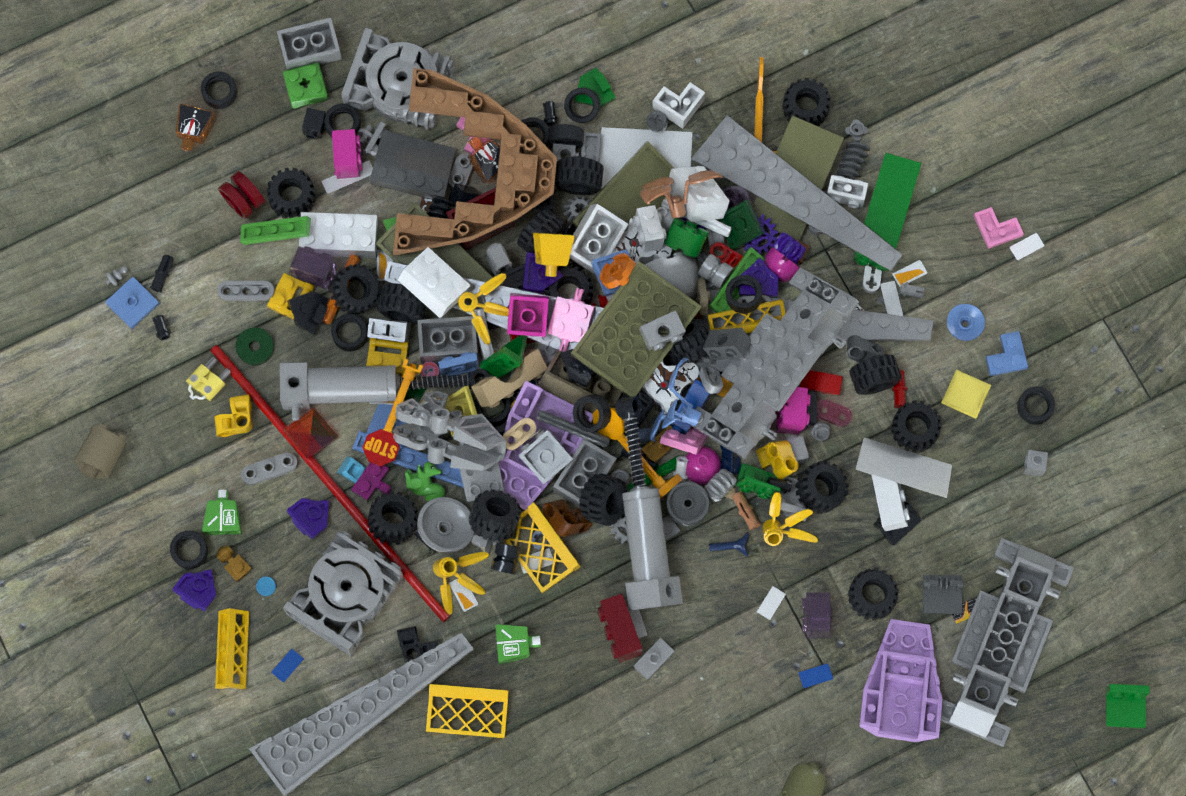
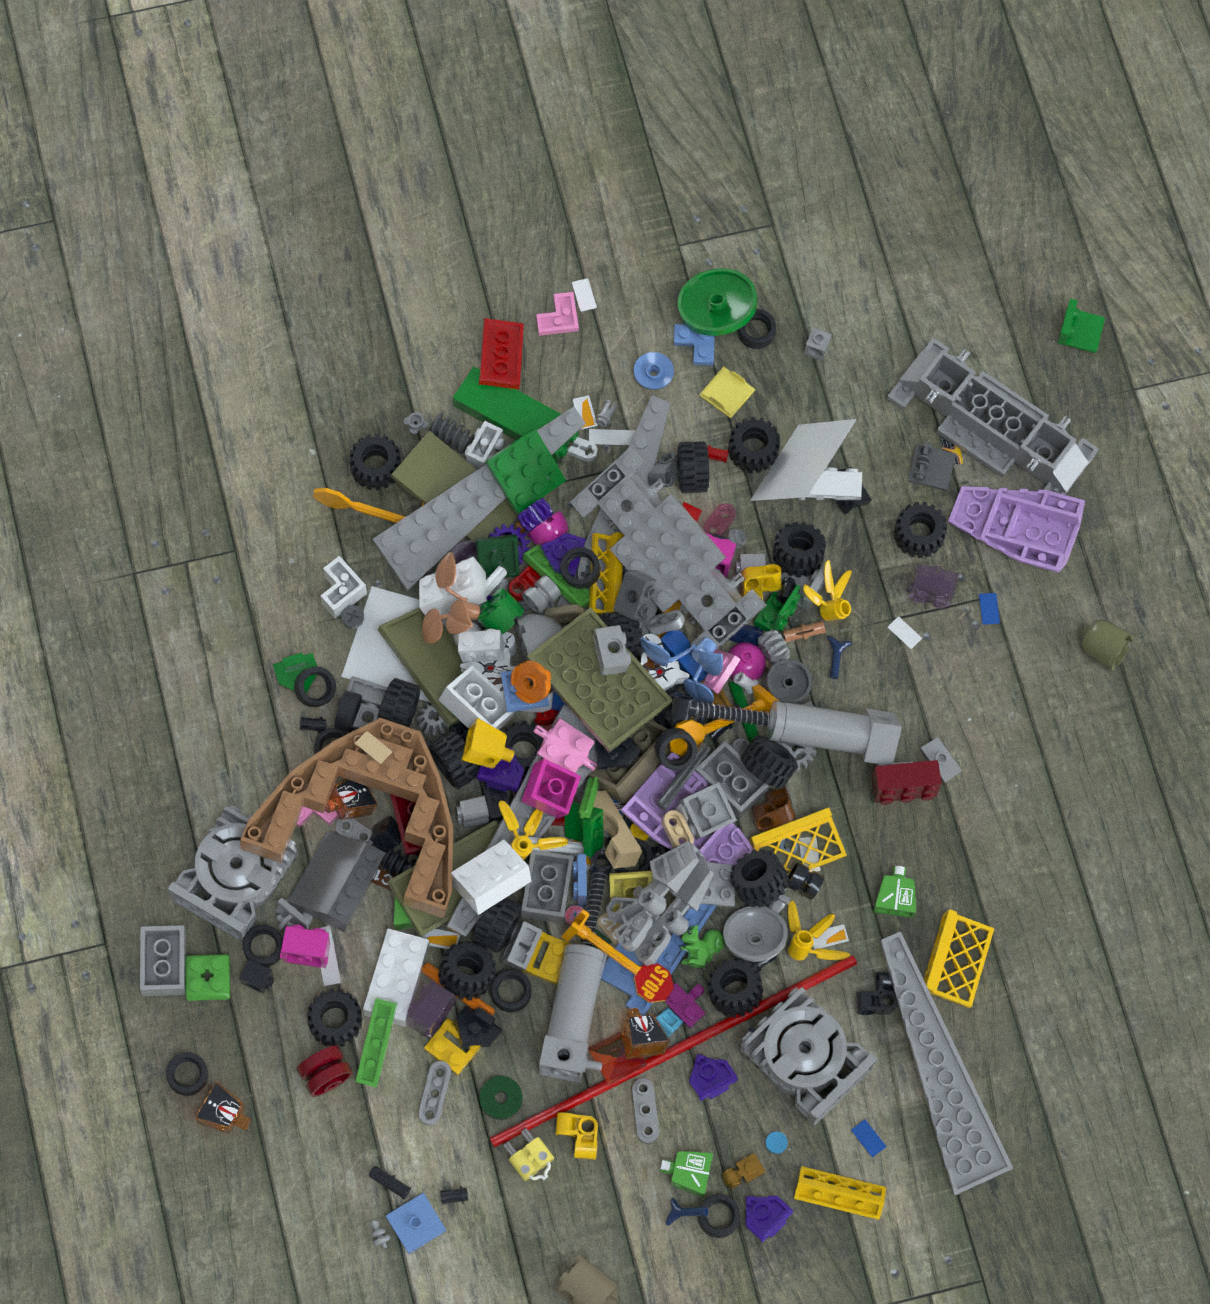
camera: 80 degrees left, 5 degrees down
(185, 515) = (678, 1212): none -> dark blue piece
(331, 448) = (643, 1035): none -> torso
(526, 157) = (373, 747): none -> tan sticker
(530, 350) = (588, 797): none -> bright green axle
(826, 227) = (525, 471): none -> green plate
(942, 185) = (501, 353): none -> red tile
(1050, 362) = (717, 302): none -> green dish

